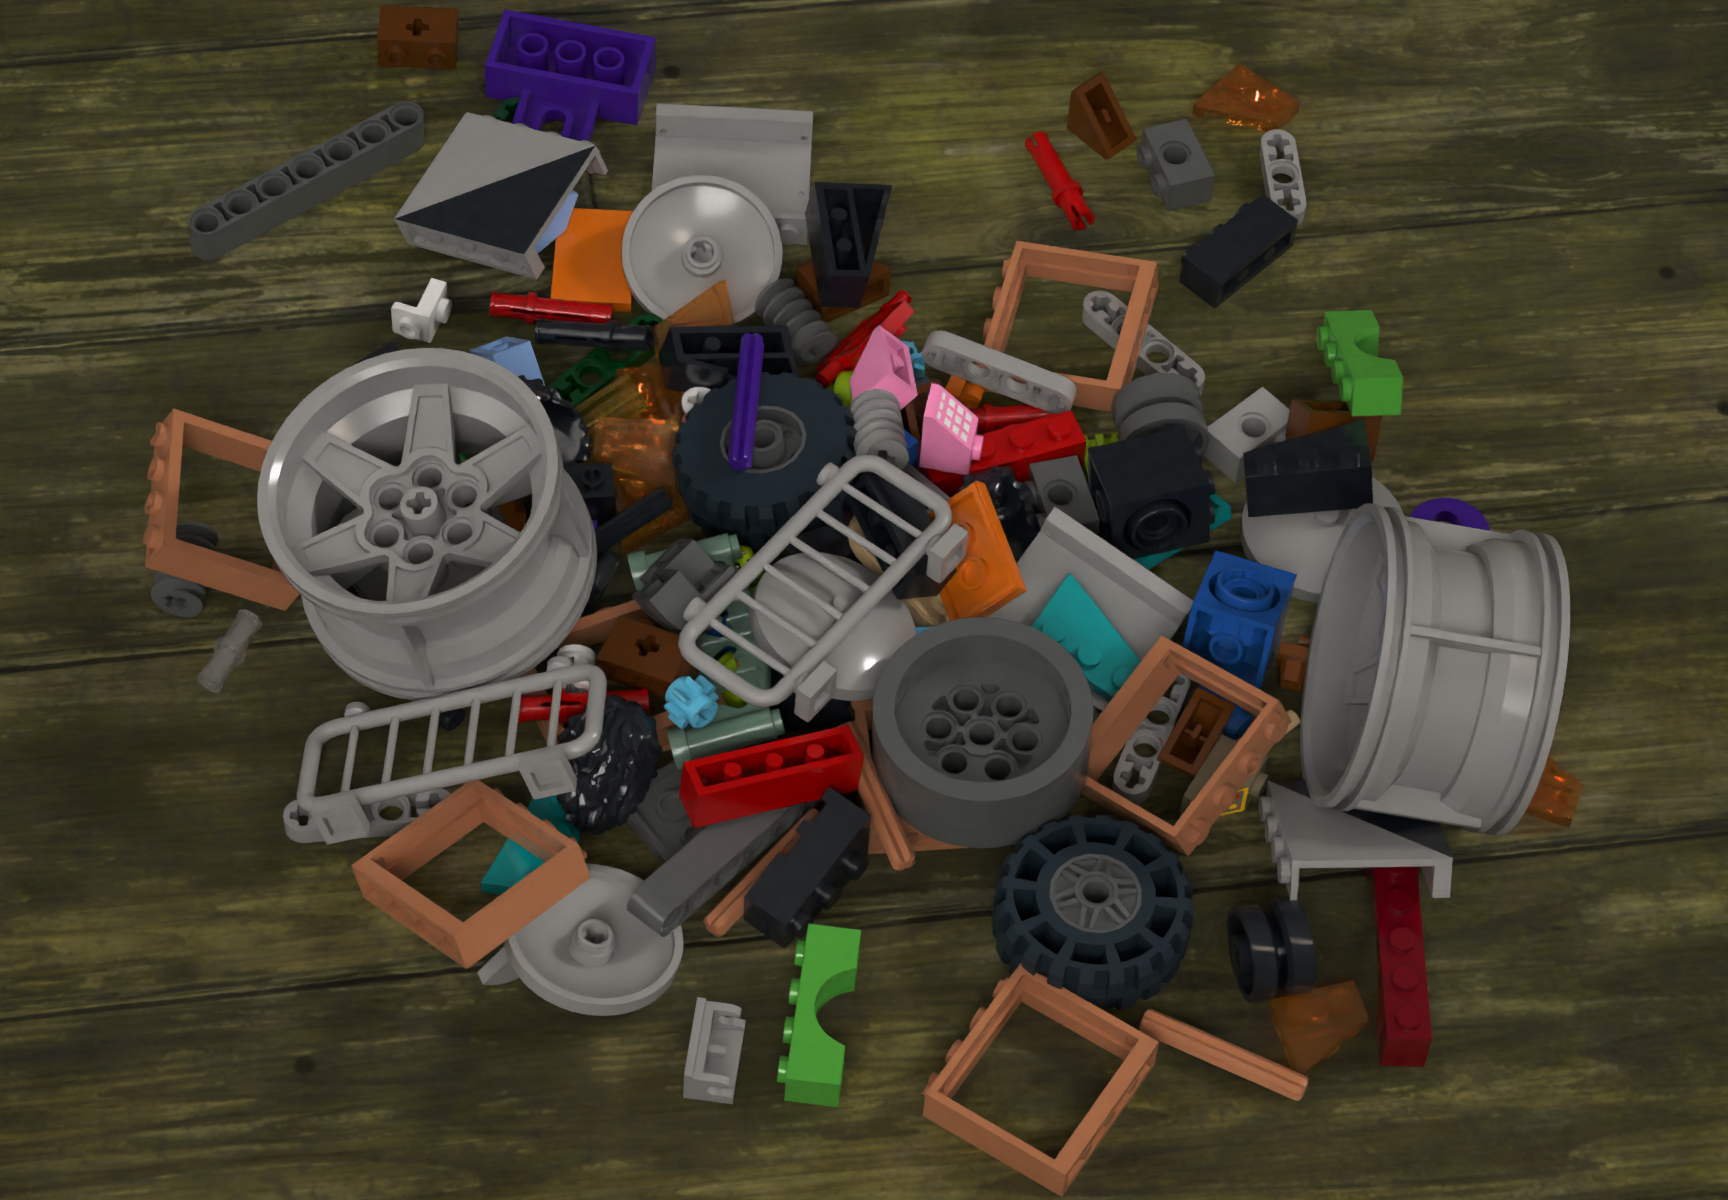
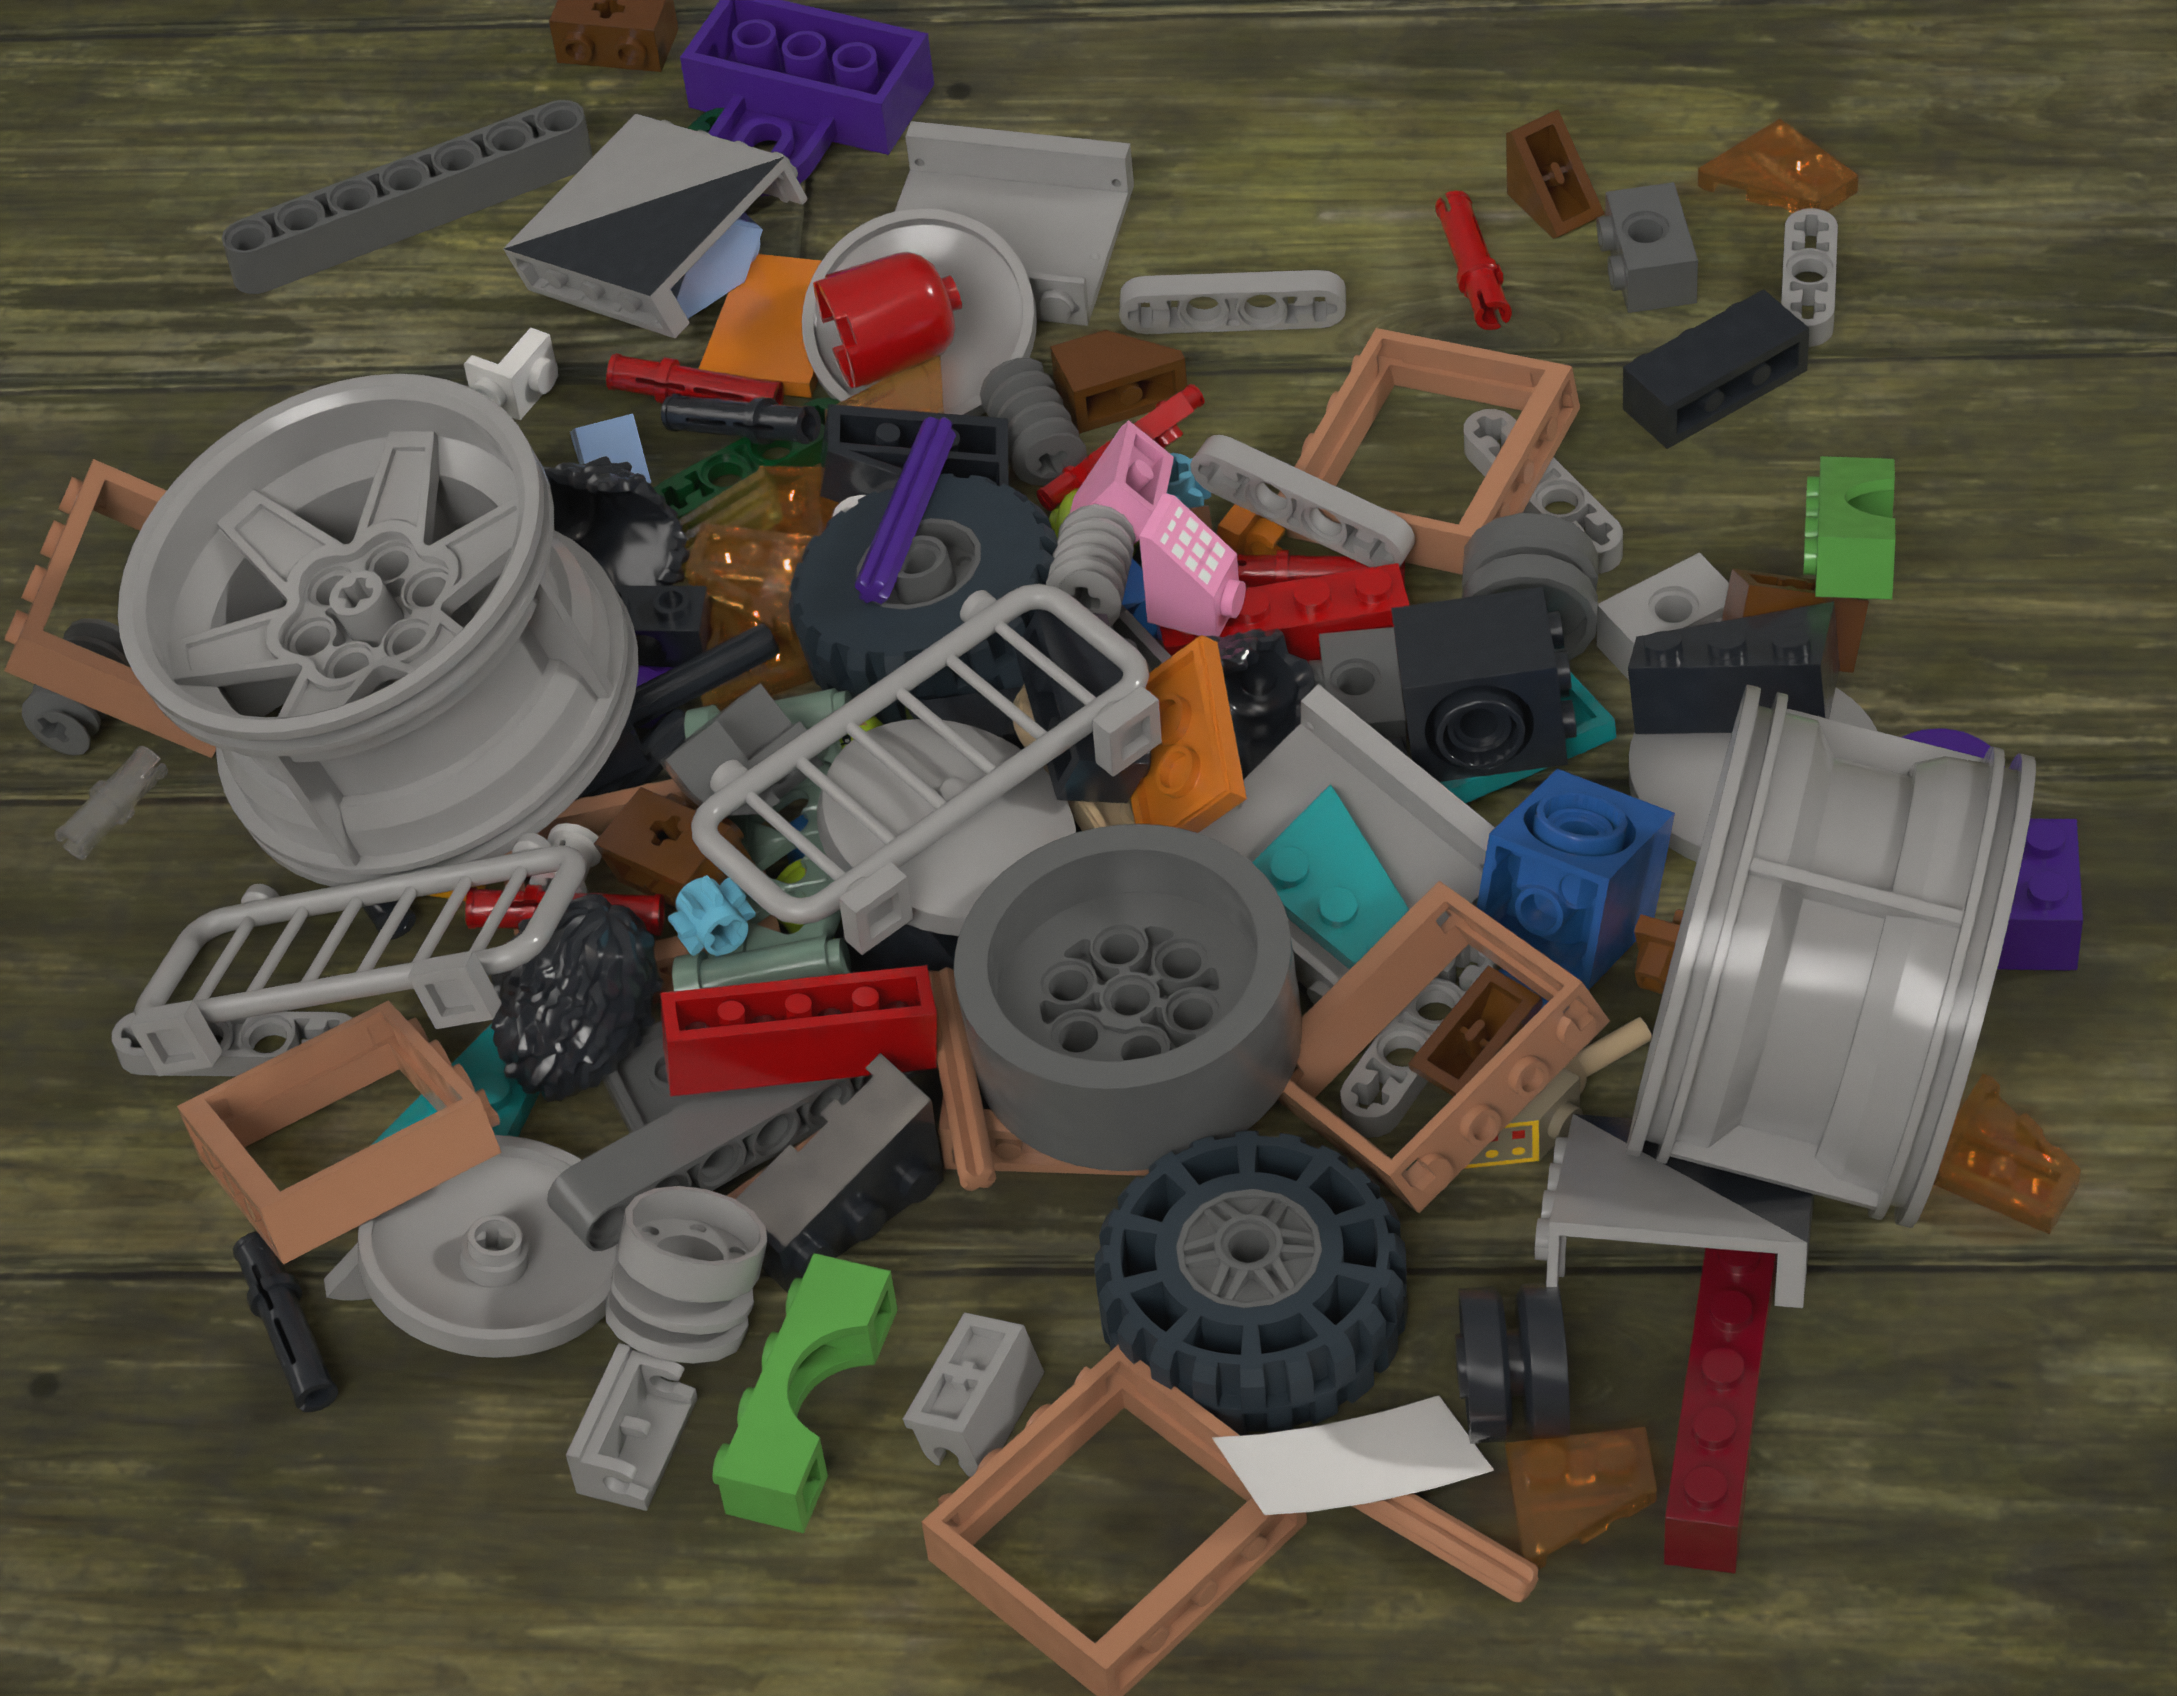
camera: 20 degrees right, 5 degrees down
(460, 1004) = (275, 1299): none -> black pin
(689, 258) = (888, 315): none -> red cylinder
(732, 947) = (685, 1274): none -> light grey wheel
(844, 237) = (1122, 304): black wedge -> none
(931, 1003) = (975, 1391): none -> light grey hinge
(961, 215) = (1233, 310): none -> light grey beam
(1183, 1021) = (1355, 1459): none -> white sticker

